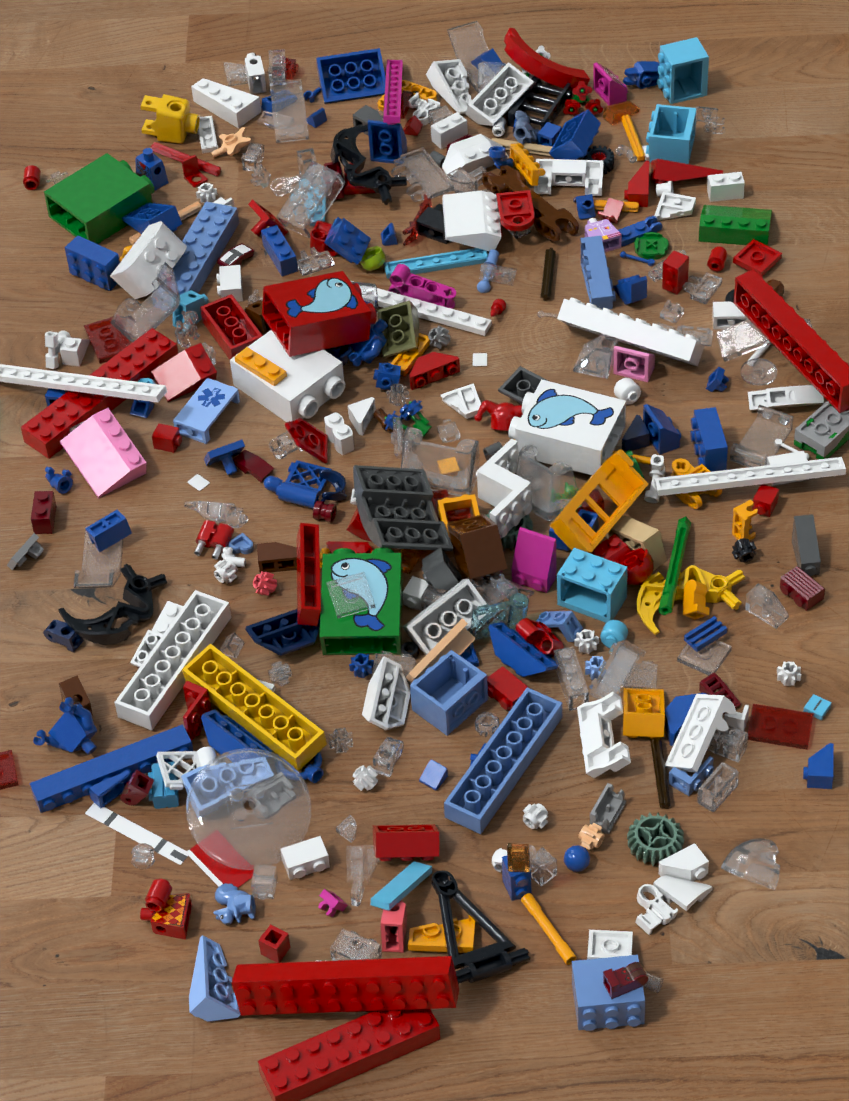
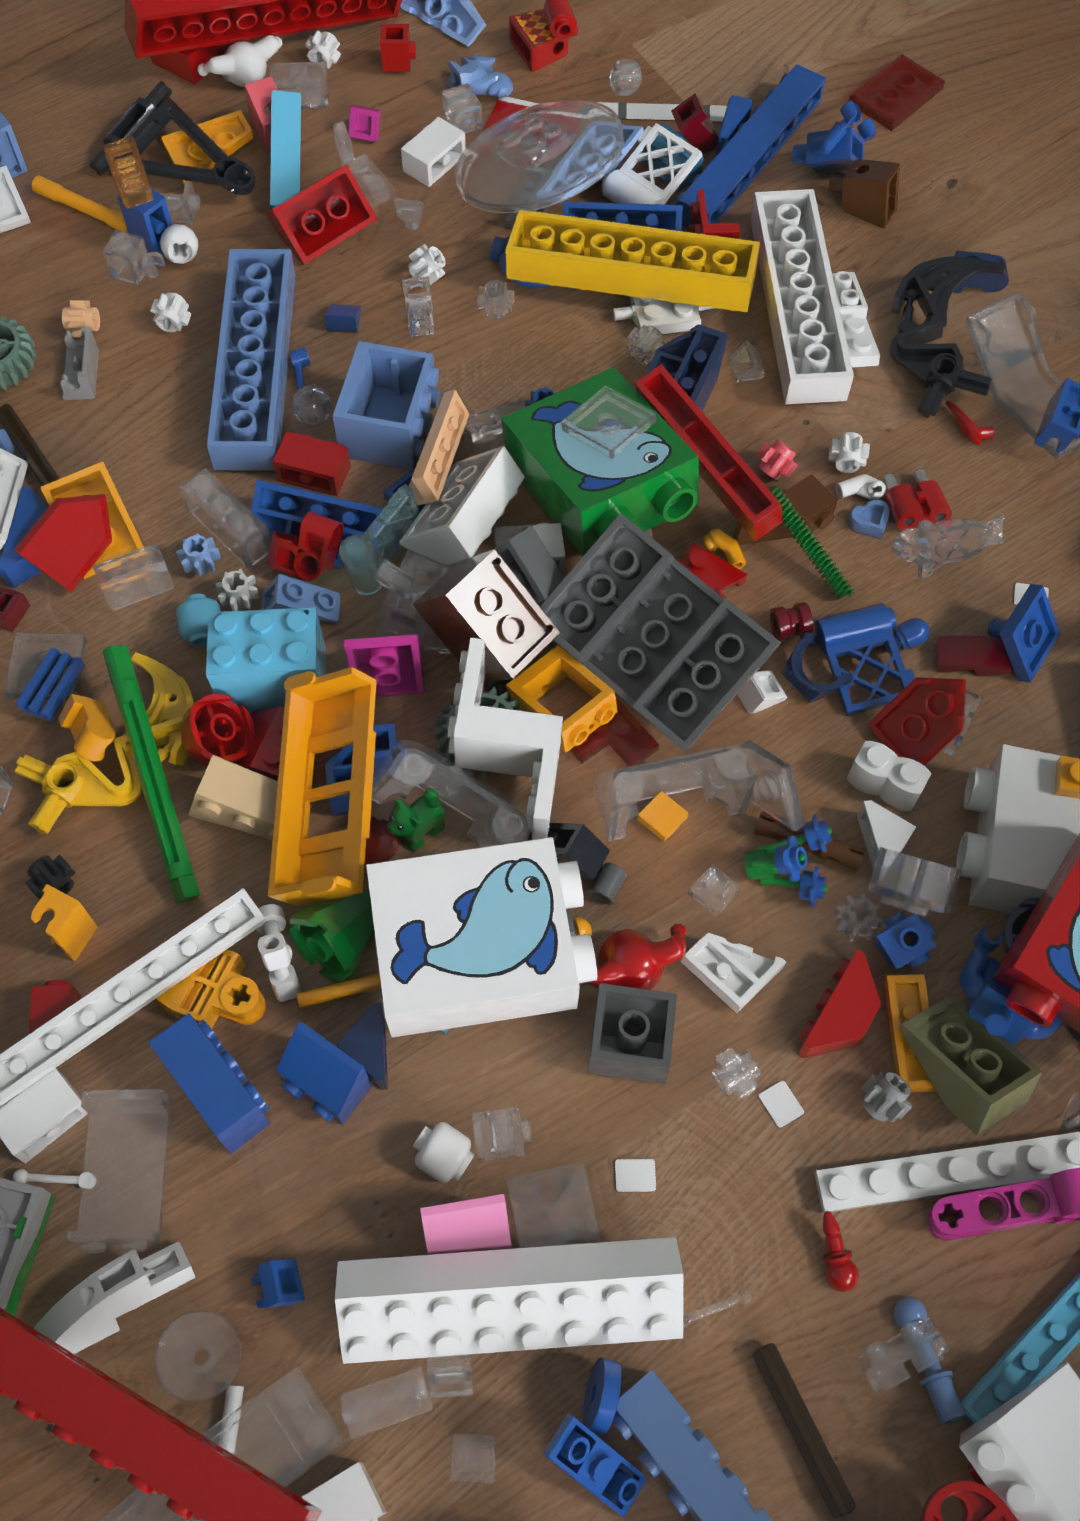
camera: 145 degrees right, 15 degrees up
(151, 560) = (968, 427): none -> red bar
(288, 532) = (809, 544): none -> green piece
(370, 380) = (914, 882): none -> clear brick
(387, 696) = (469, 362): white wedge -> none
(488, 898) = (183, 206): none -> clear bracket
(492, 367) = (736, 1073): none -> clear gear
(554, 362) = (635, 1175): none -> white sticker
(576, 858) = (88, 285): blue piece -> none
(597, 735) = (142, 450): white bracket -> none
(601, 385) = (500, 1134): none -> clear brick
(615, 300) = (602, 1395): none -> blue piece
(616, 669) = (147, 537): clear wedge -> none
(663, 693) = (68, 539): none -> red tile

